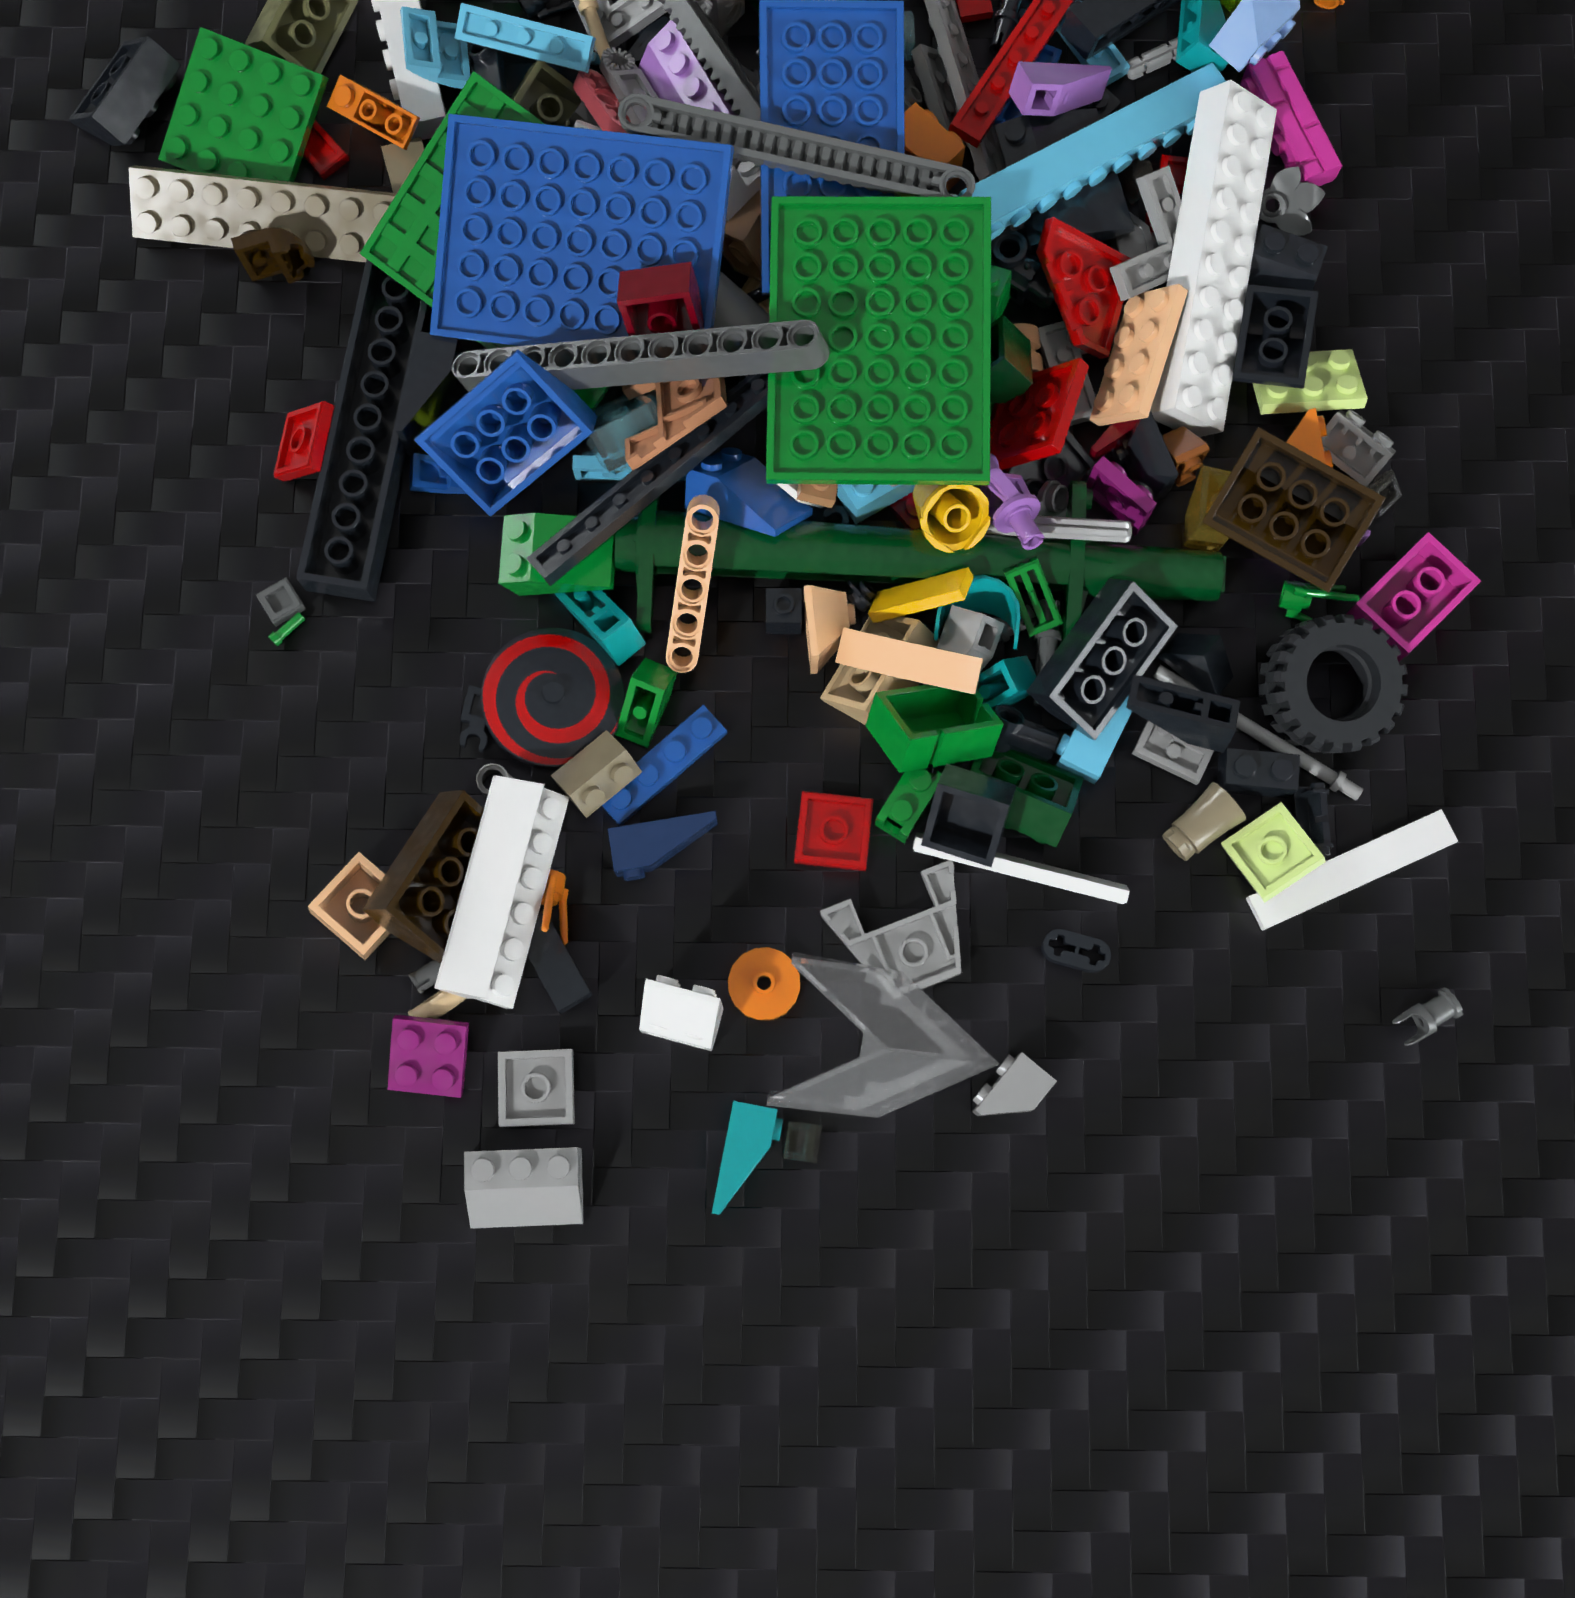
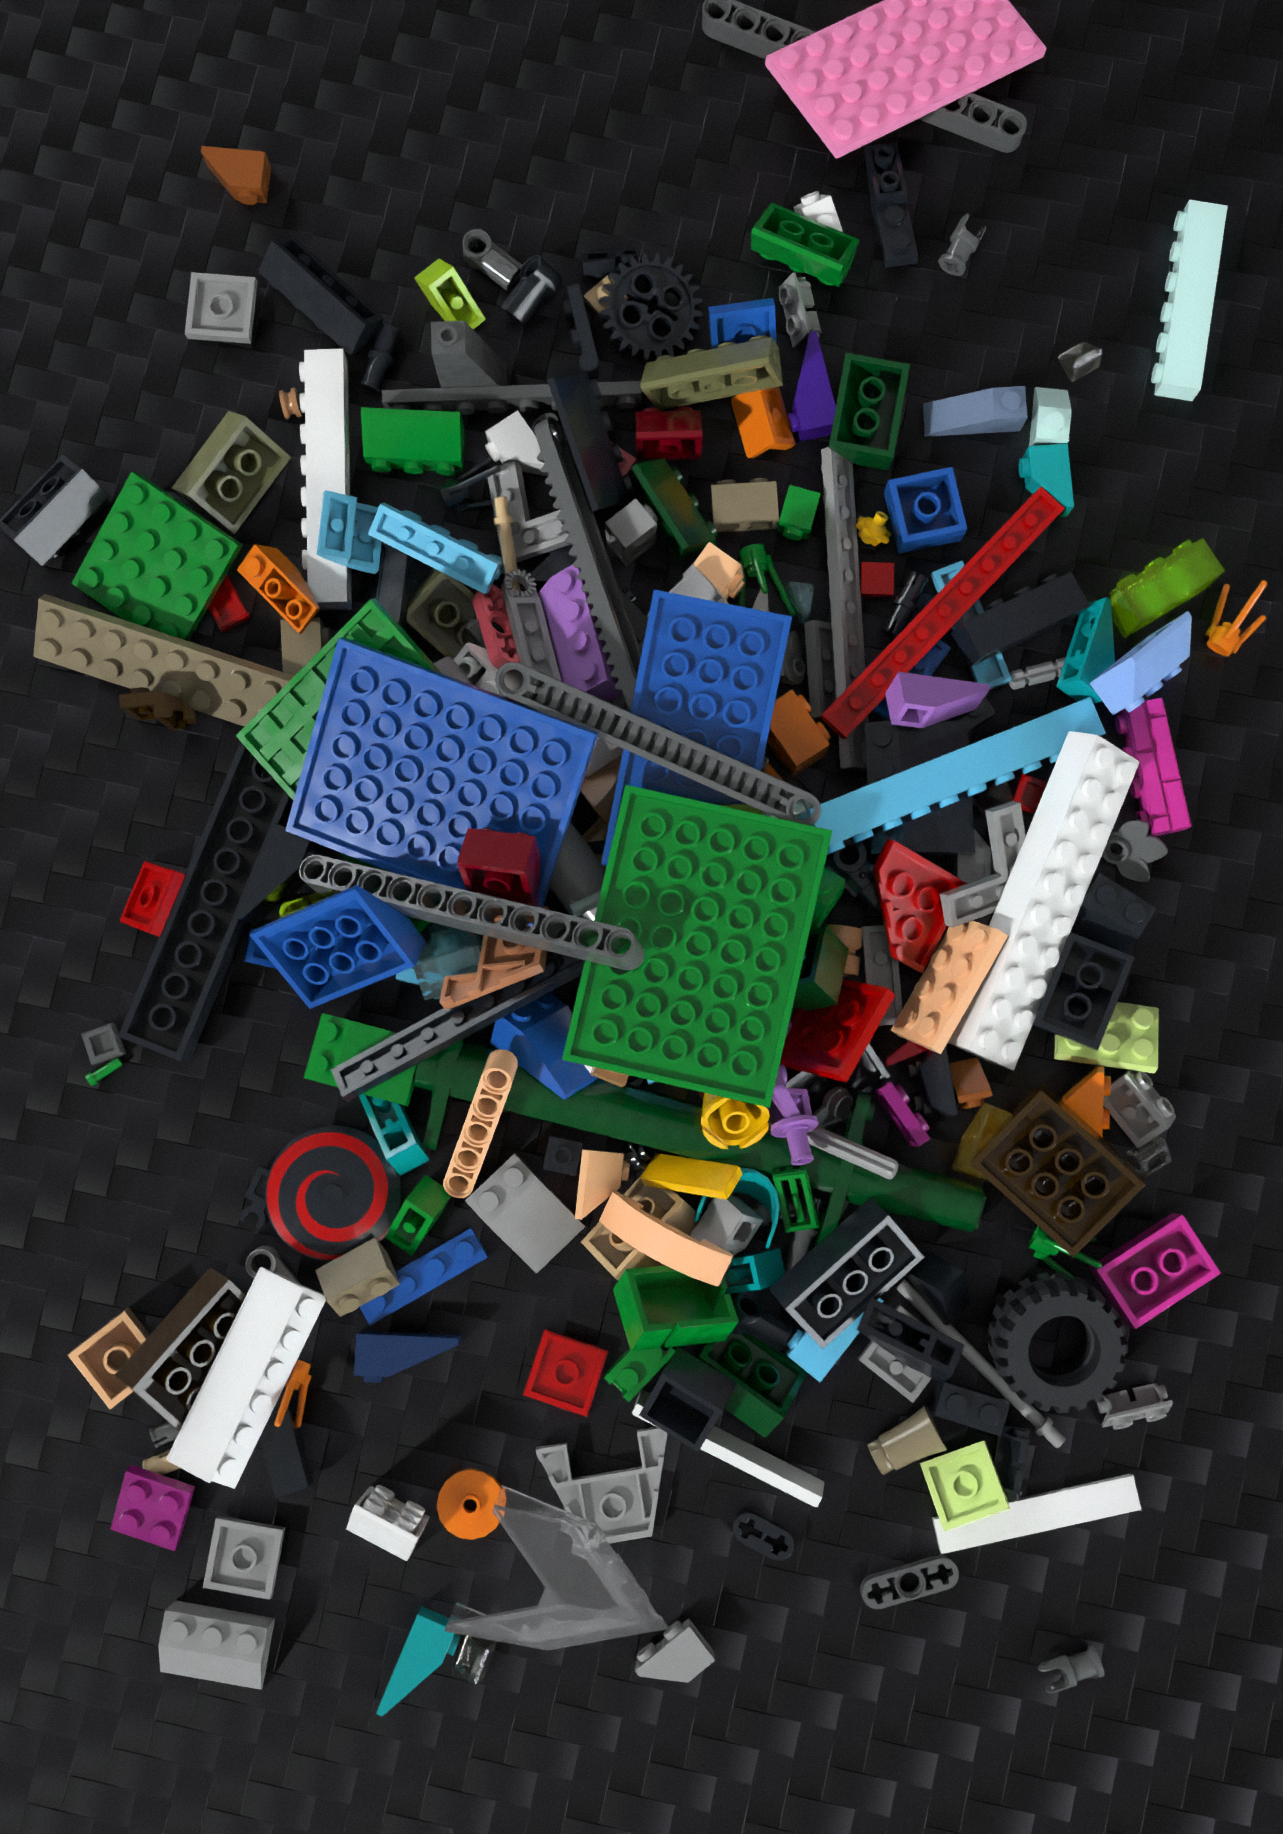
camera: 15 degrees right, 5 degrees up
(755, 676) = (525, 1213): none -> light grey slope
(1256, 945) = (887, 1598): none -> dark grey beam
(1439, 735) = (1148, 1405): none -> light grey hinge

